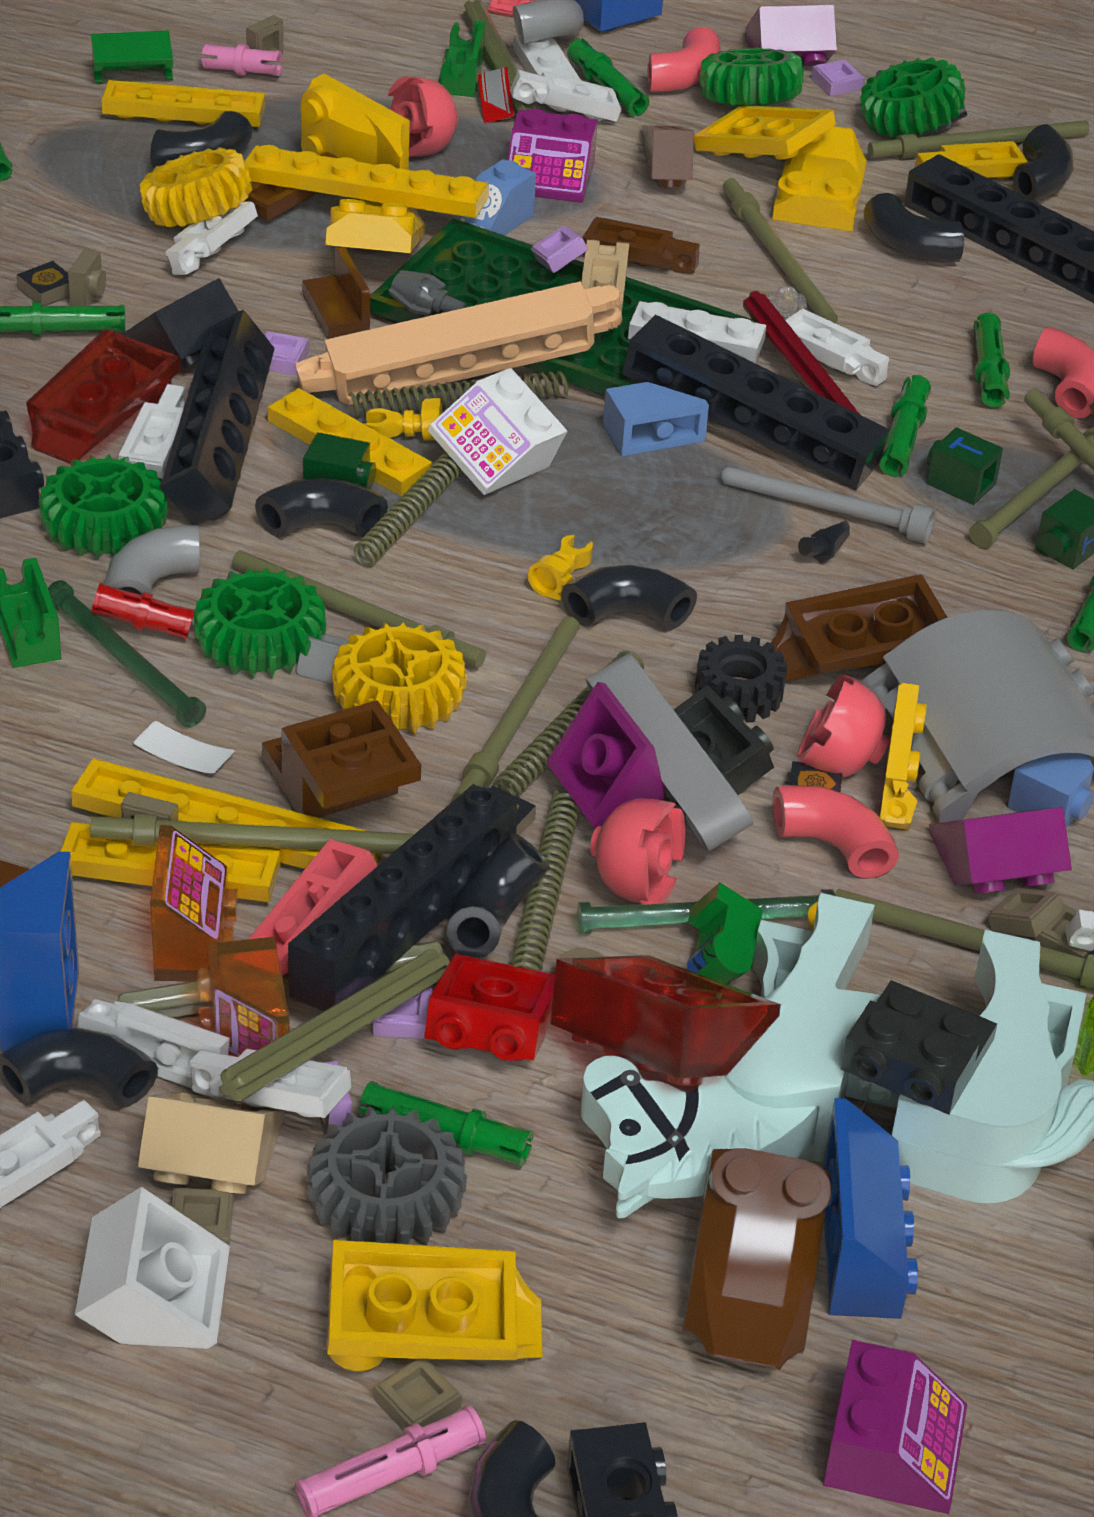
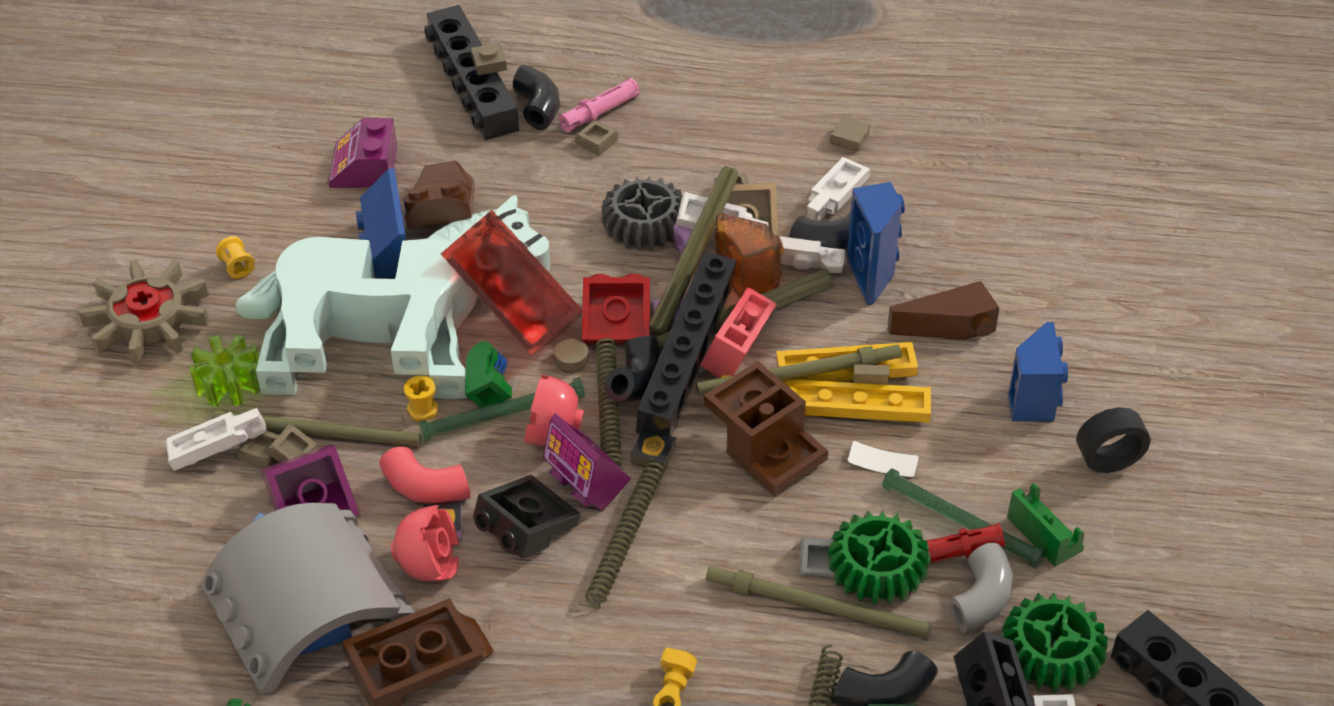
camera: 170 degrees right, 5 degrees up
(152, 1275) = (742, 143): white slope -> none
(187, 906) = (813, 311): clear orange slope -> none
(403, 668) = (754, 540): yellow gear -> none
(428, 1305) = (600, 155): yellow slope -> none
(470, 1130) = (622, 250): green pin -> none
(484, 765) = (675, 482): olive bar -> none
(629, 591) = (610, 654): black cylinder -> none
(687, 772) = (549, 485): light grey beam -> none
(746, 660) = (509, 613): black tyre -> none
(902, 763) = (380, 530): yellow hinge -> none
(917, 1046) = (358, 256): pearl dark grey plate -> none

